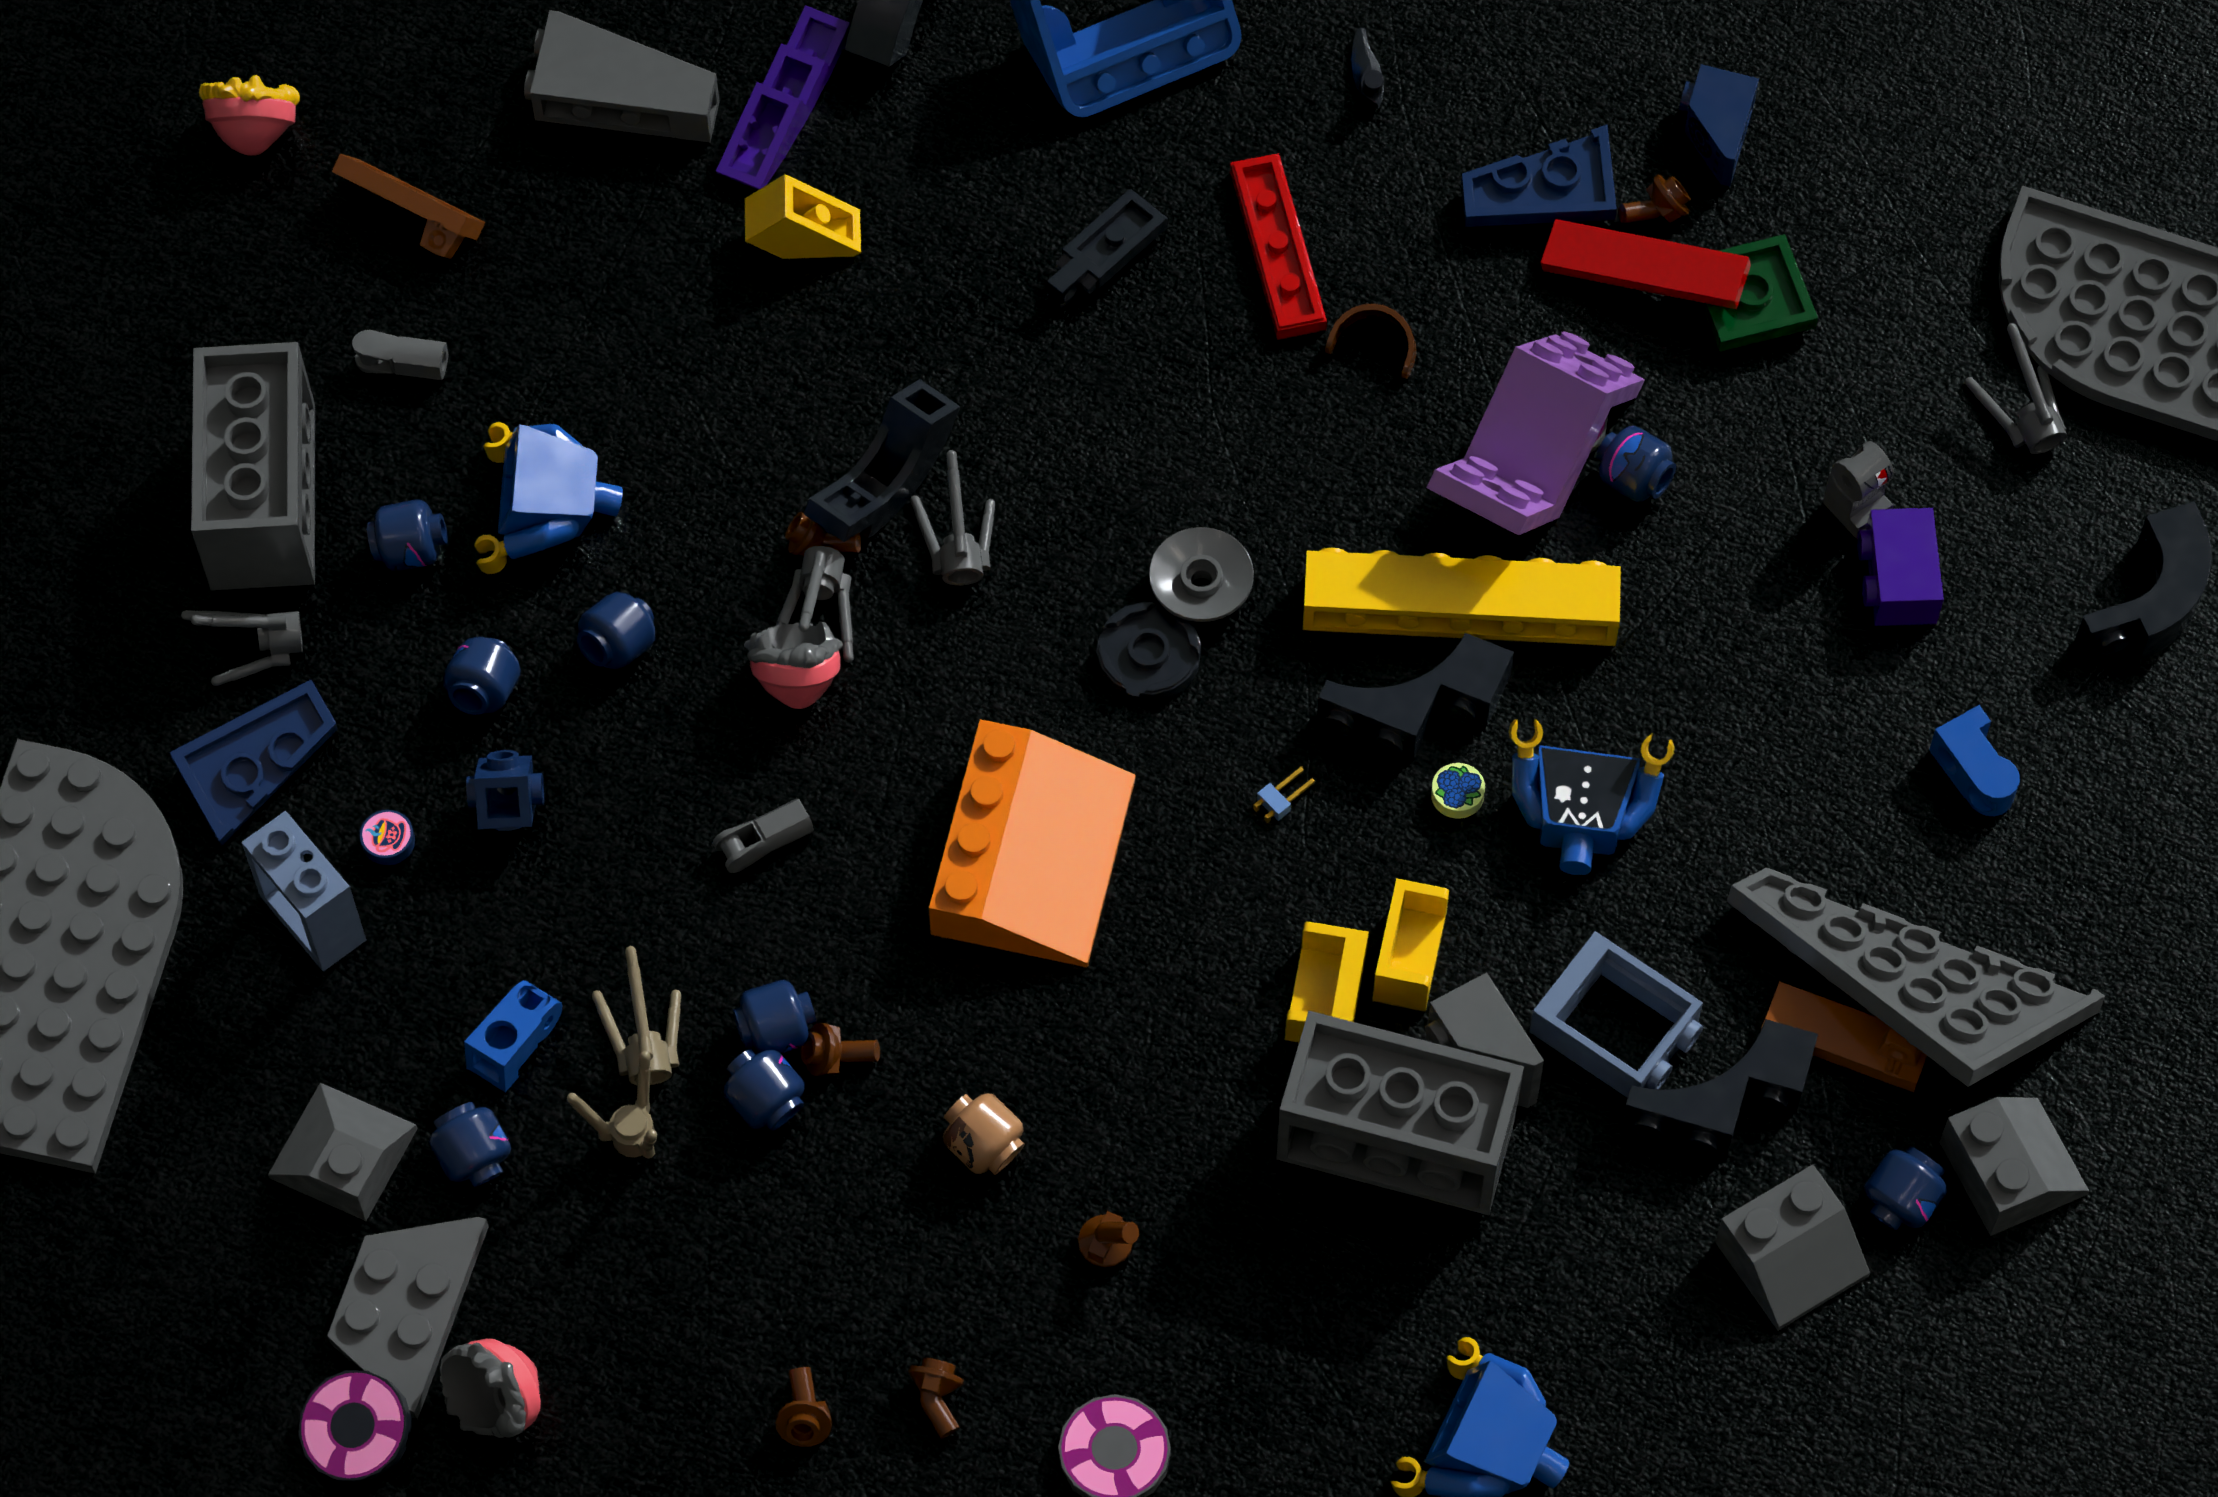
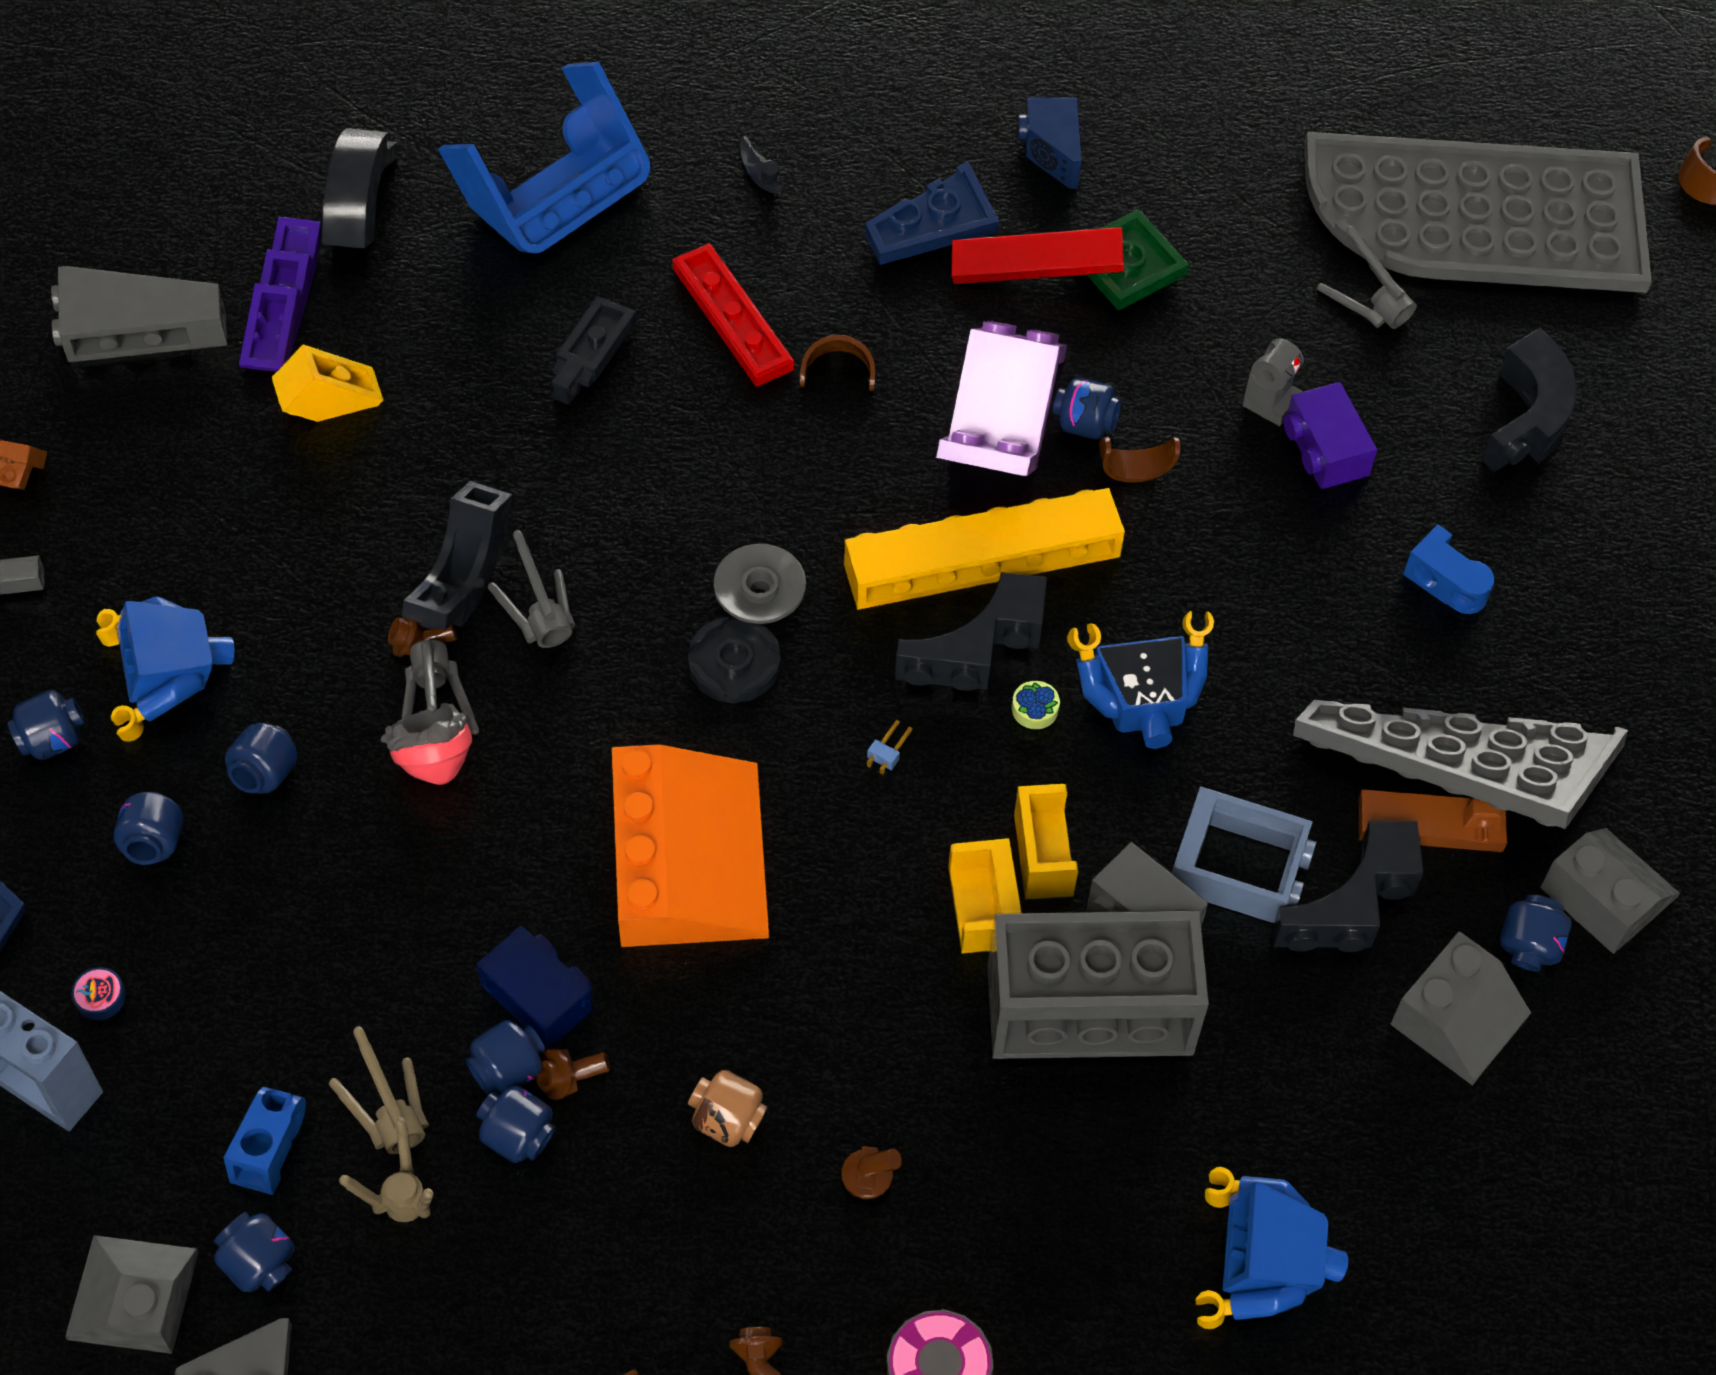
camera: 20 degrees left, 5 degrees down
(500, 806) = (200, 938): dark blue brick -> none
(770, 831) = (450, 895): dark grey bar -> none
(828, 953) = (536, 985): none -> clear blue piece
(1667, 200) = (1033, 206): reddish brown plate -> none
(1670, 541) = (1138, 464): none -> reddish brown helmet

